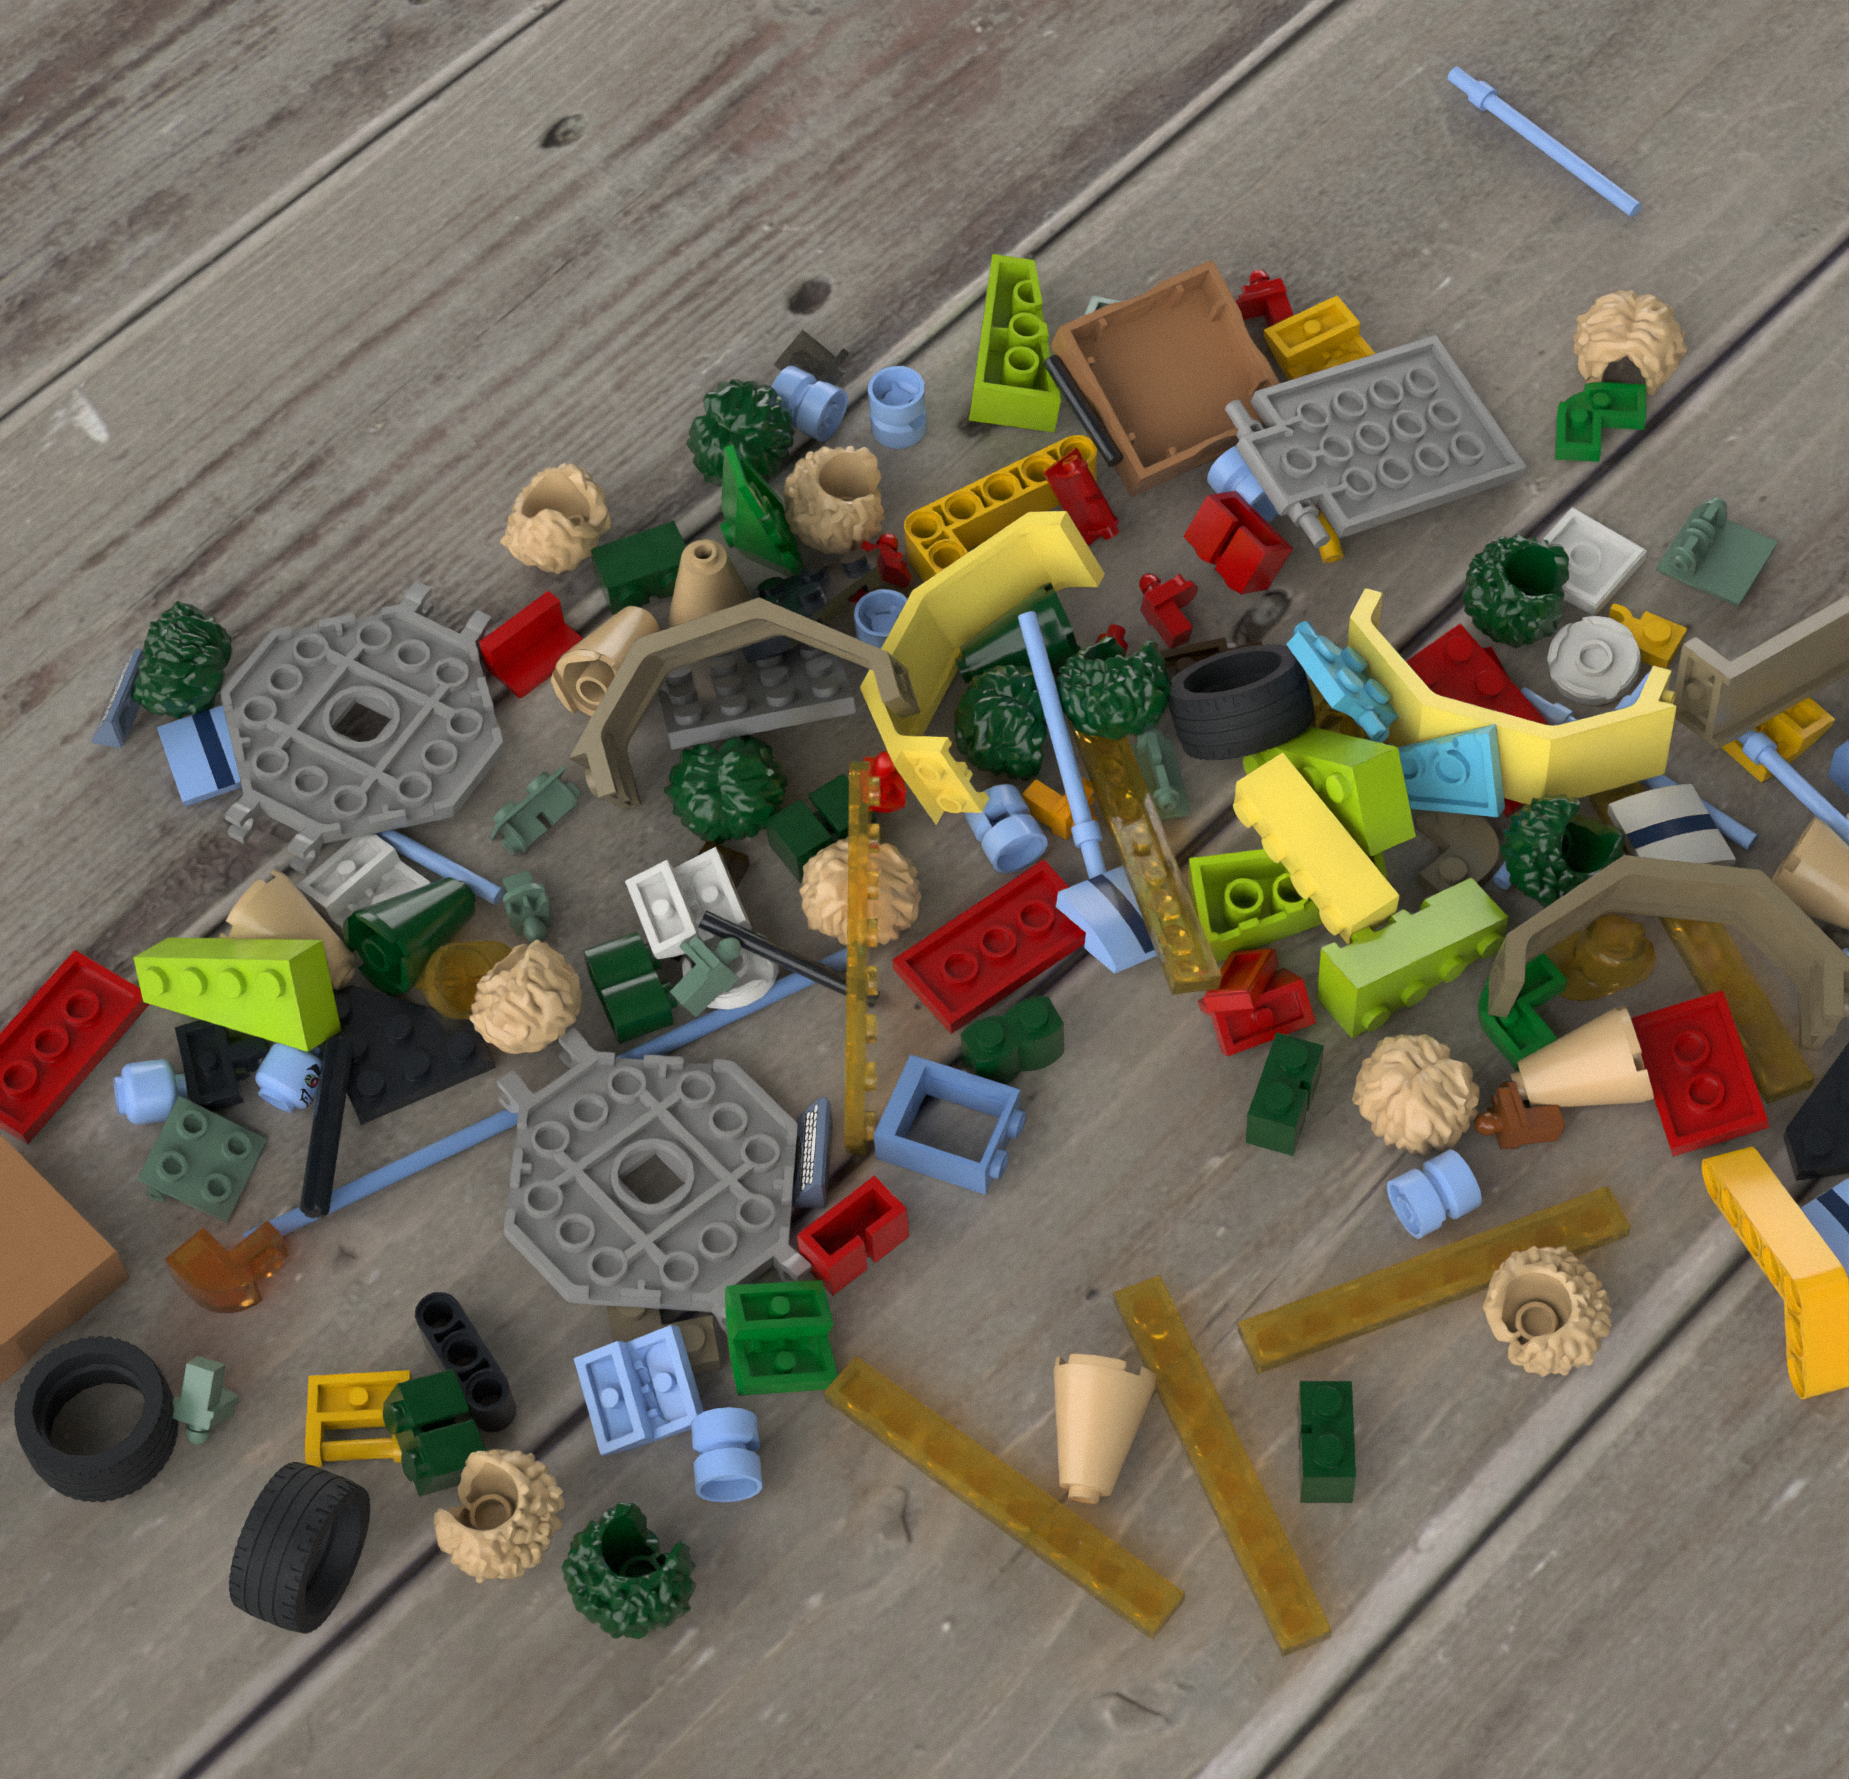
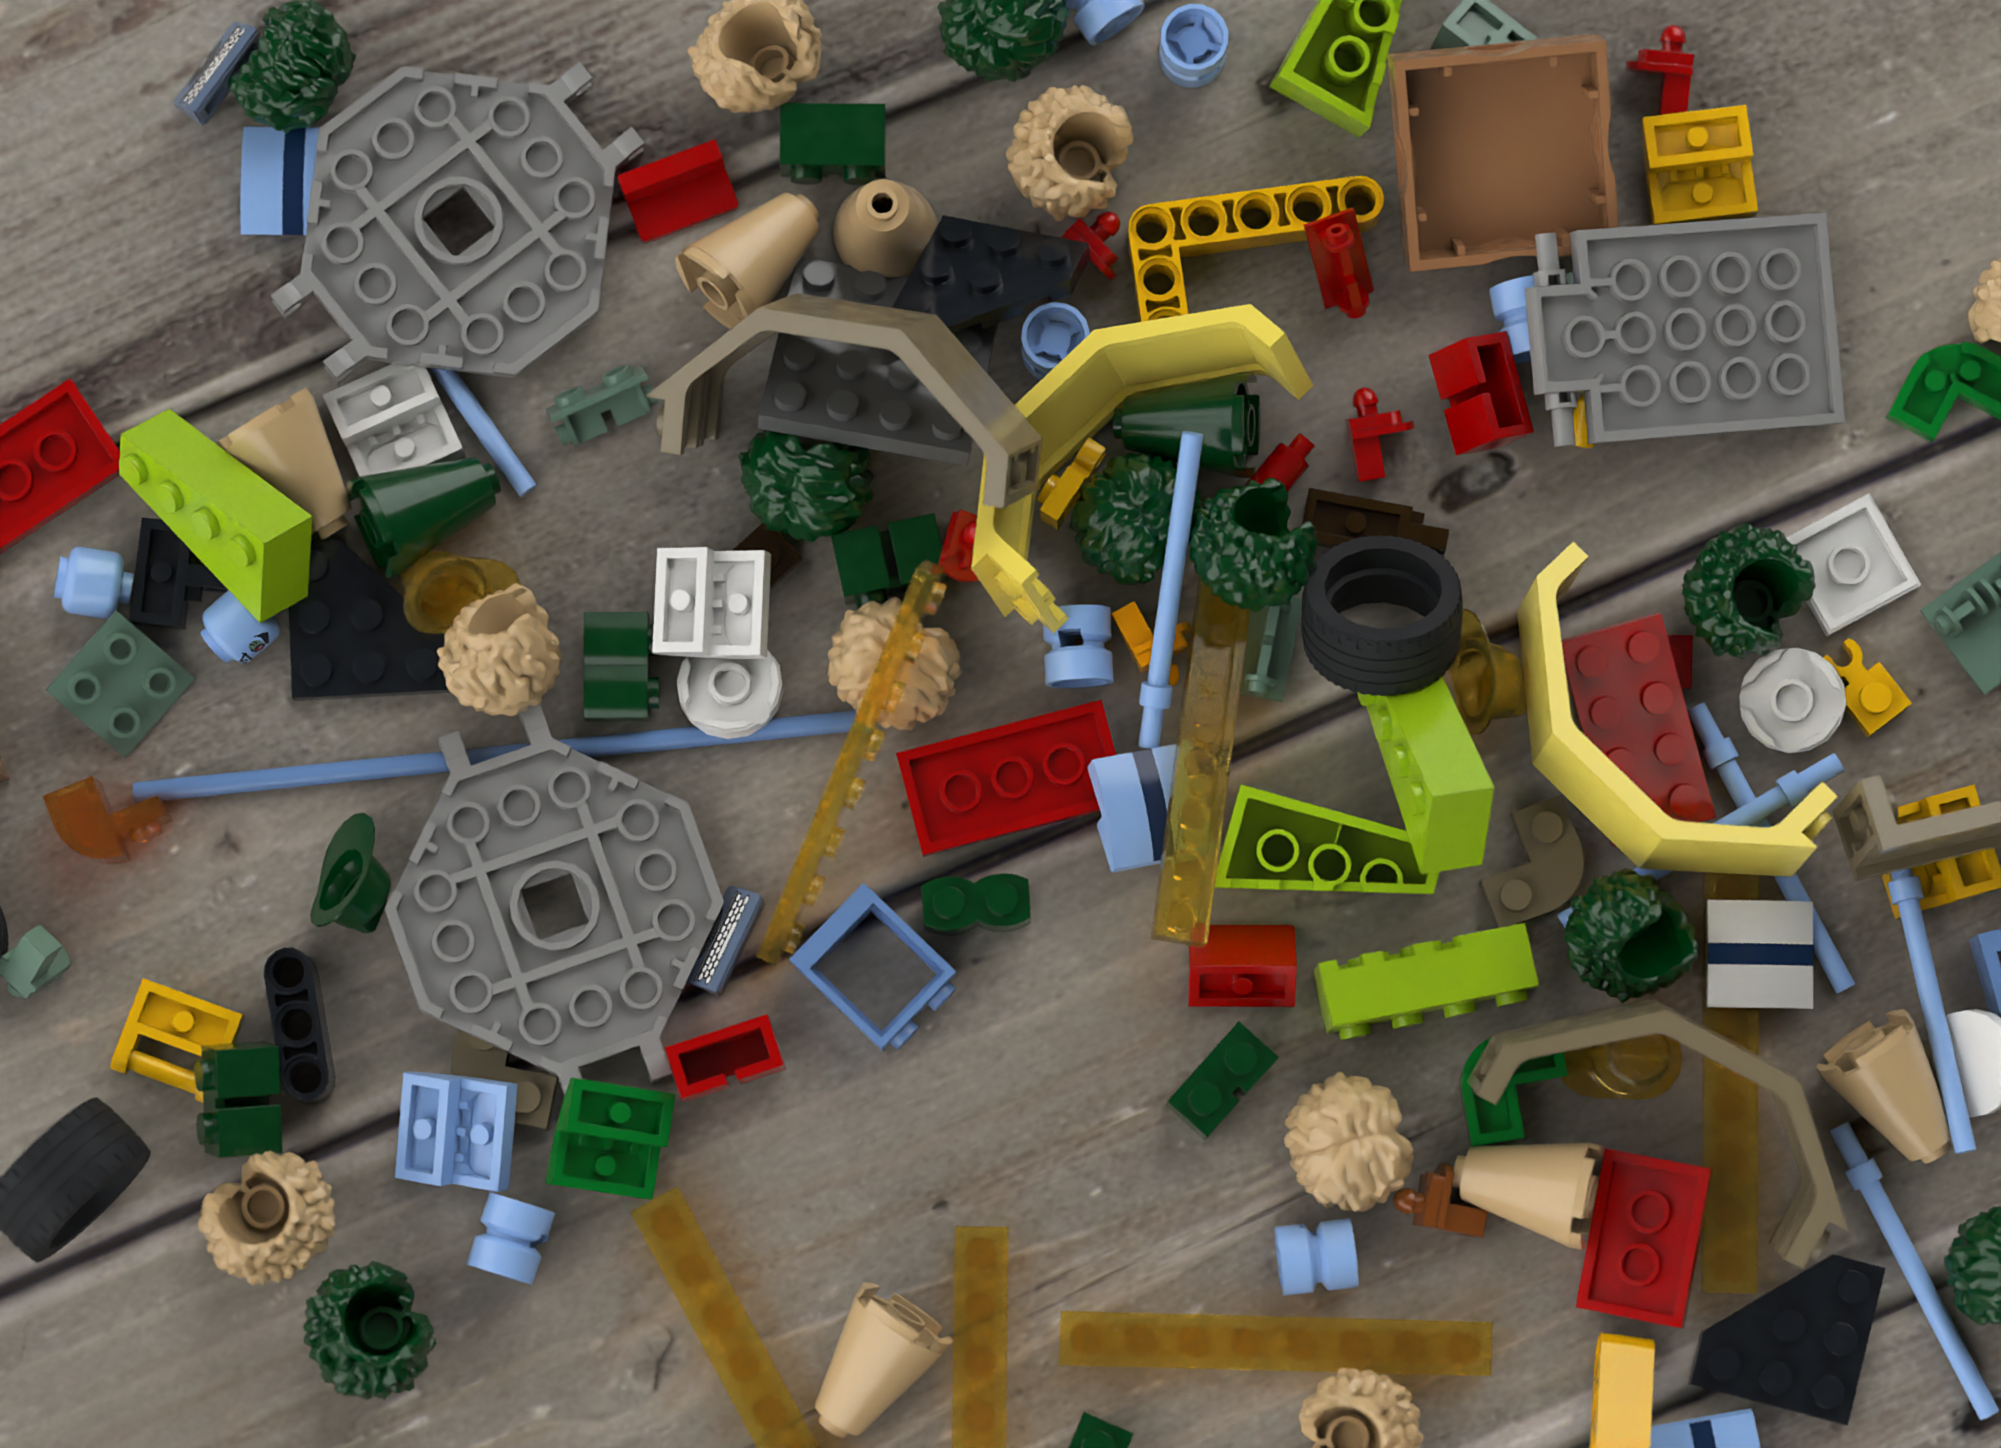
camera: 20 degrees right, 25 degrees up
(326, 1127) = (254, 706): black axle -> none
(467, 1226) = (351, 880): none -> dark green piece
(526, 906) = (551, 522): sand green piece -> none
(709, 974) = (700, 702): sand green piece -> none
(756, 517) = (975, 160): green wedge -> none
(778, 954) = (778, 700): black bar -> none
(943, 718) = (1061, 493): none -> yellow plate
(1083, 410) = (1387, 153): black bar -> none
(1242, 980) = (1237, 937): red tile -> none
(1314, 849) = (1368, 842): light yellow brick -> none
(1343, 681) = (1492, 650): medium azure plate -> none
(1455, 773) = (1548, 794): medium azure wing -> none

